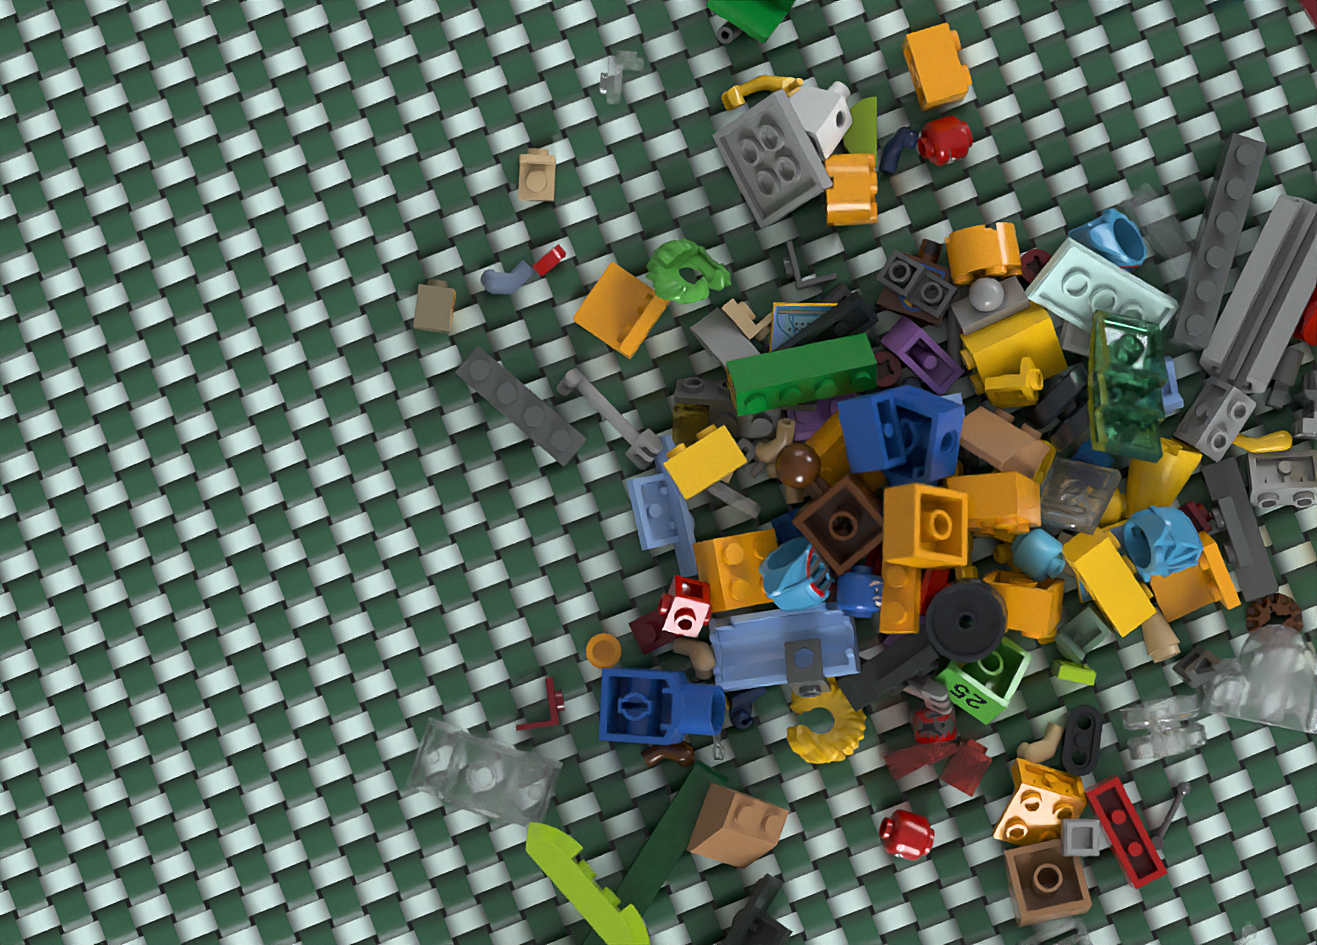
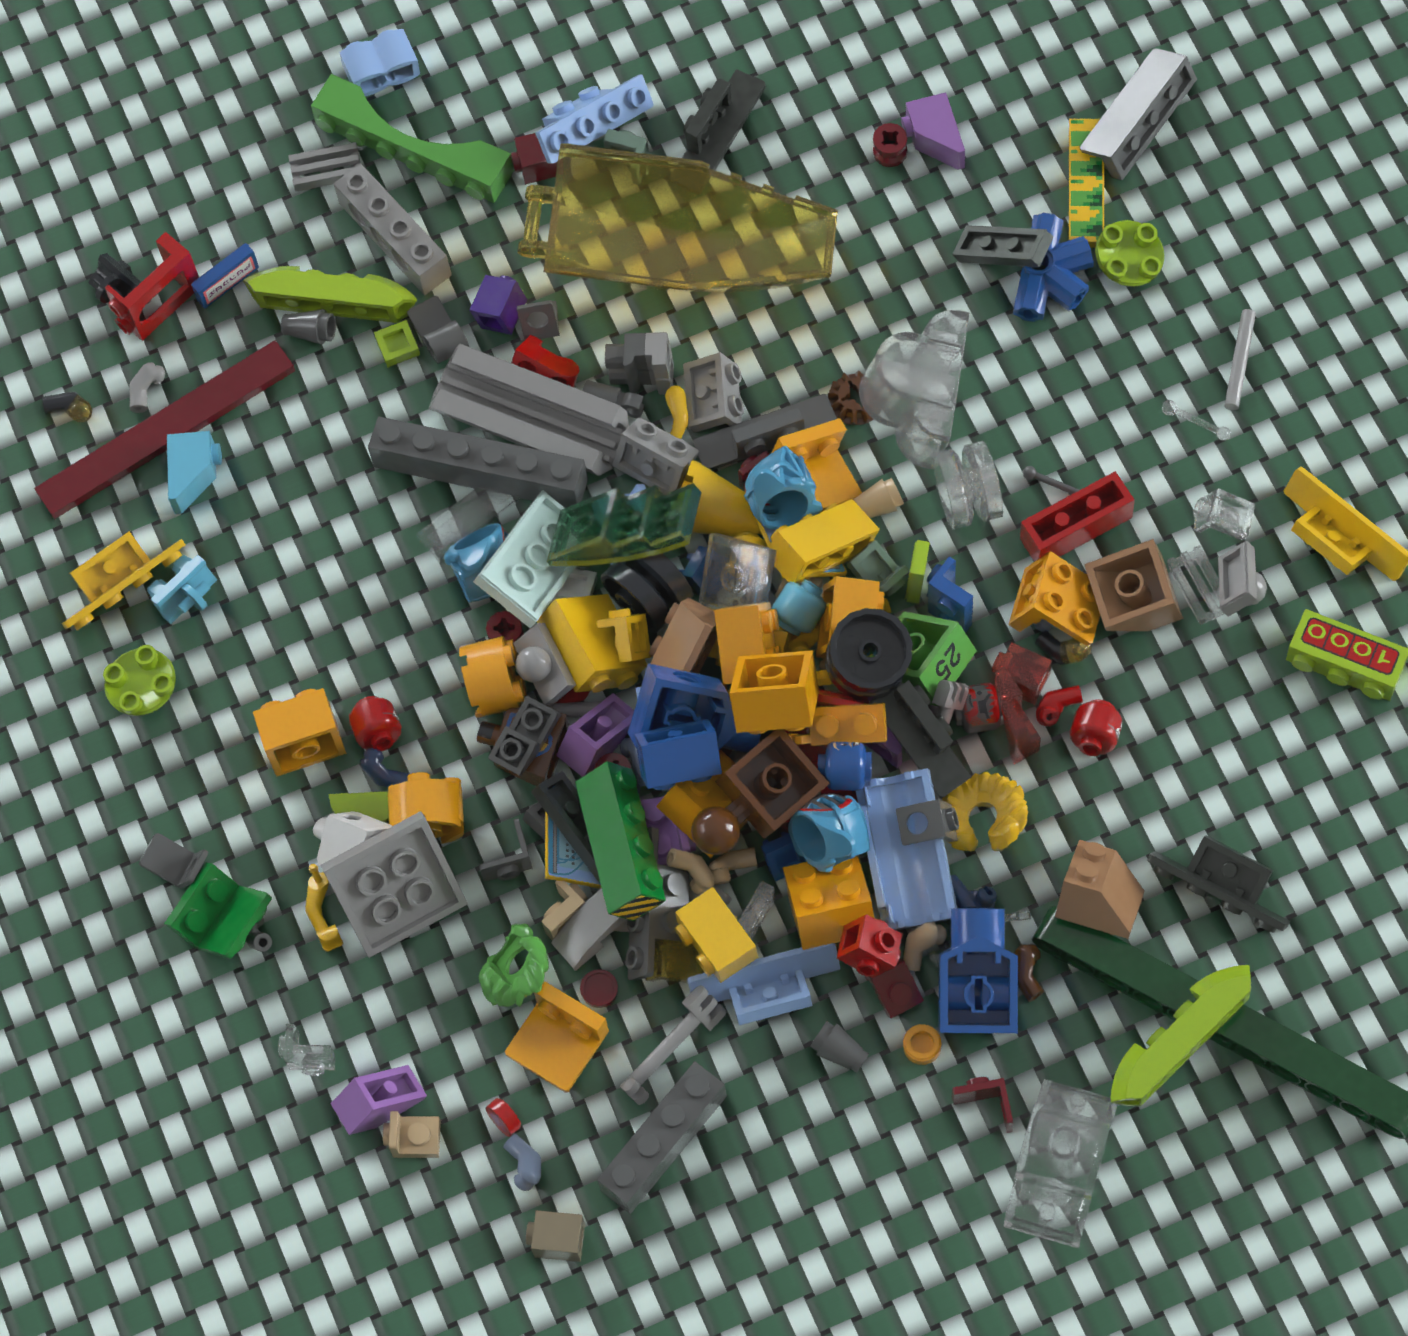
camera: 85 degrees left, 20 degrees down
(572, 144) = (371, 1097): none -> medium lavender slope
(602, 573) = (839, 1047): none -> dark grey cone
(673, 351) = (599, 988): none -> dark red piece
(936, 795) = (1054, 703): none -> red arm
(990, 808) = (1063, 652): none -> arm
(1036, 701) = (946, 598): none -> blue bracket
(1043, 749) = (997, 602): tan arm -> none
(1080, 837) = (1085, 554): light grey tile -> none
(1081, 740) = (987, 566): black plate -> none
(1198, 667) = (906, 457): dark grey slope -> none

